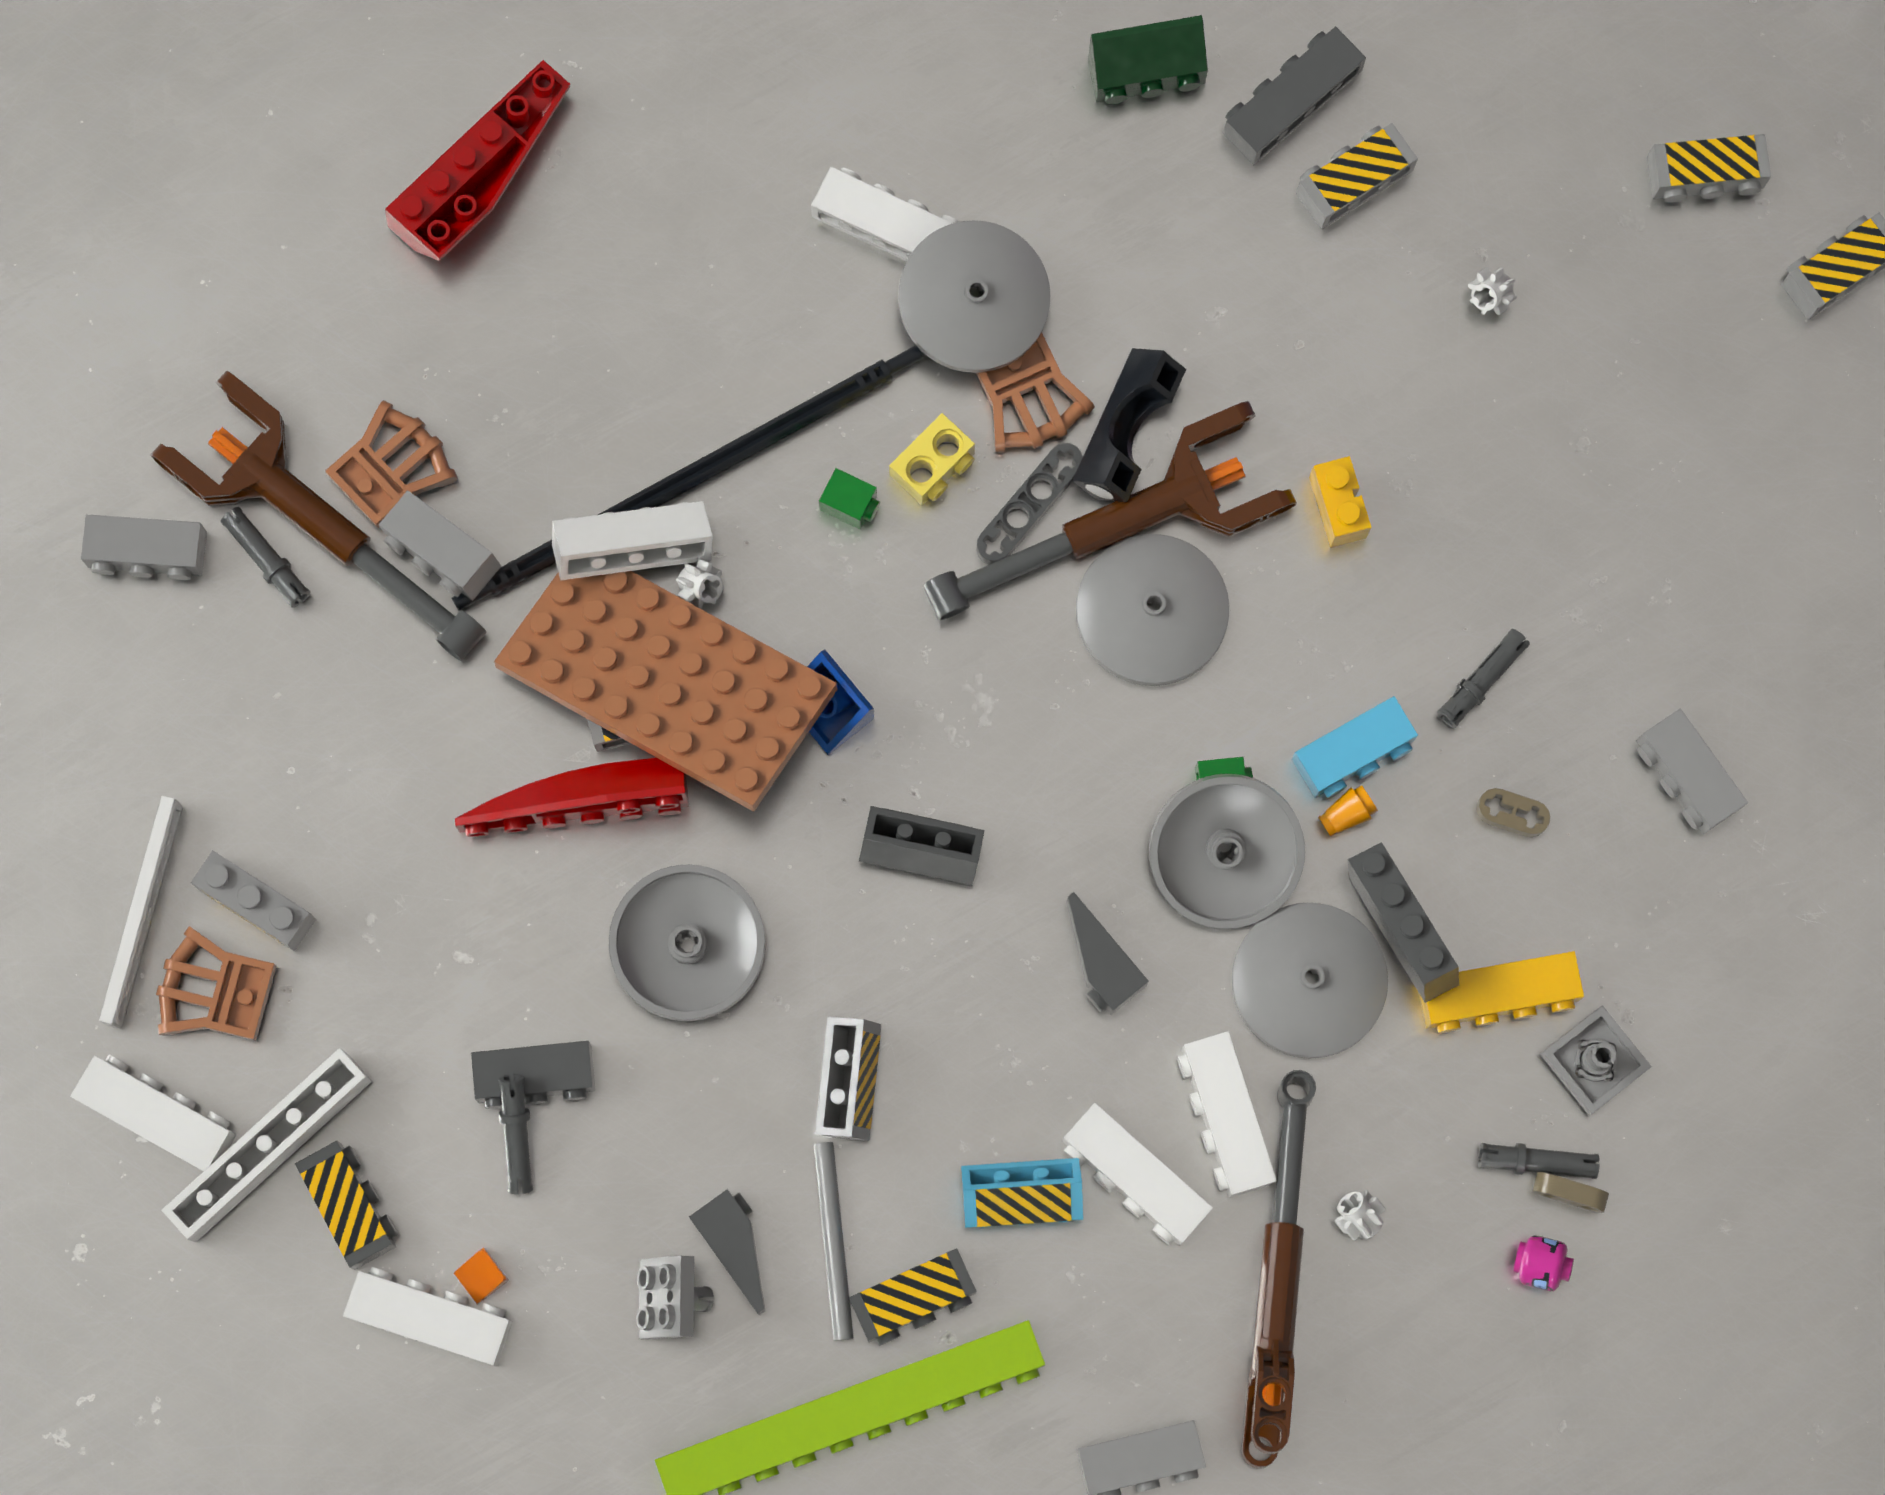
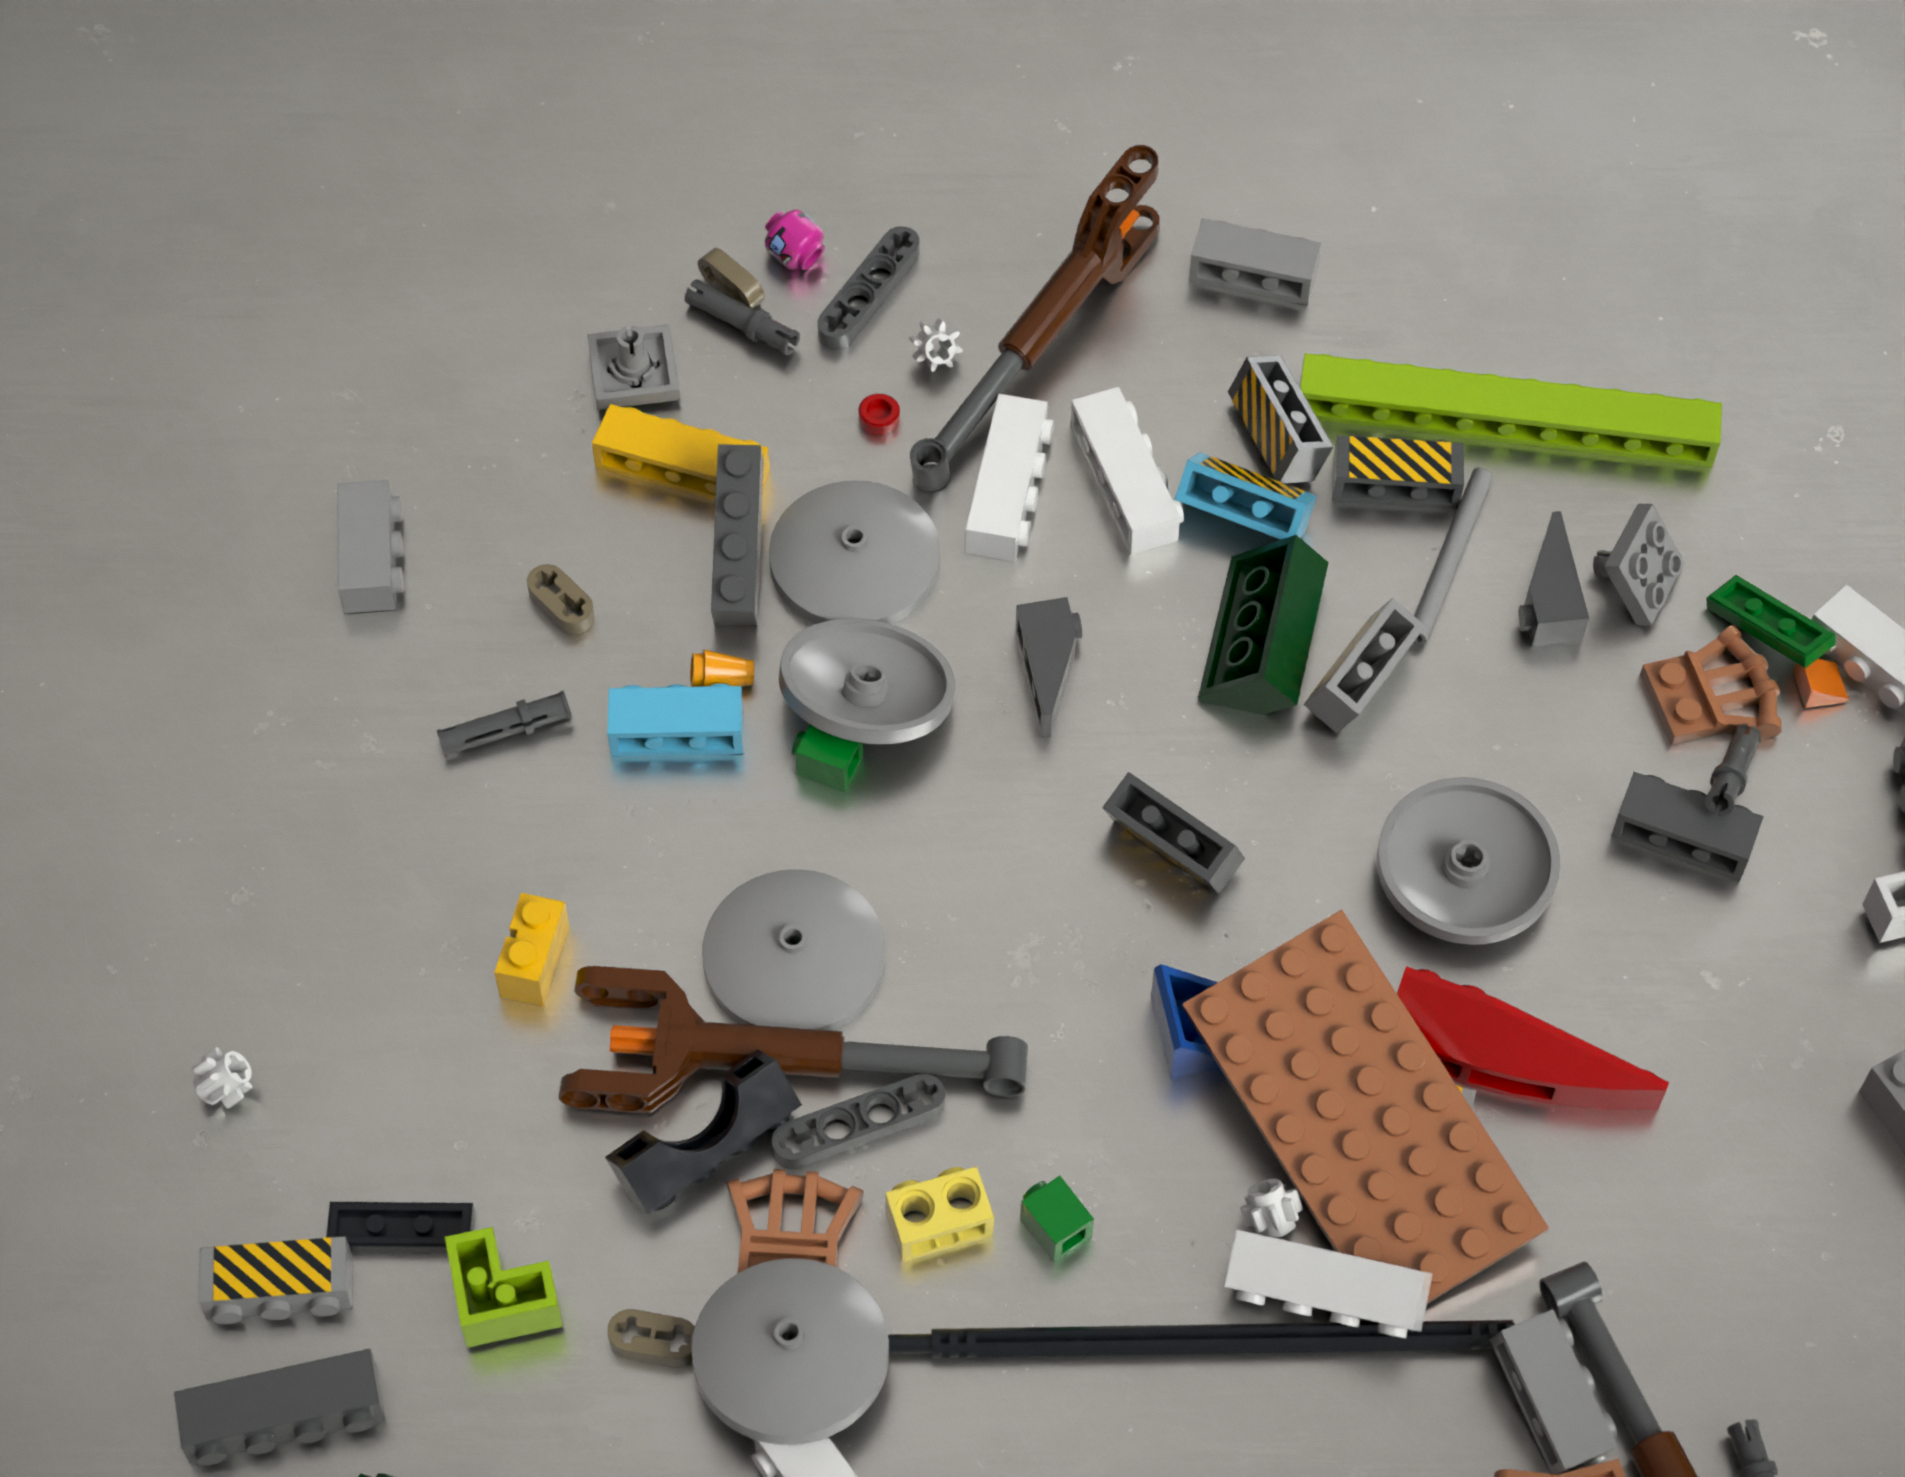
camera: 150 degrees left, 20 degrees down
(543, 1305) = (1771, 621): none -> green tile
(583, 1202) = (1686, 697): none -> nougat plate
(946, 1080) = (1264, 627): none -> dark green slope
(1033, 1288) = (1280, 419): none -> brick
(1076, 266) = (655, 1327): none -> dark tan beam
(1203, 231) = (496, 1301): none -> lime brick
(1300, 261) = (398, 1225): none -> black tile
(1370, 1129) = (879, 414): none -> red tile
(1449, 1254) = (873, 289): none -> dark grey beam

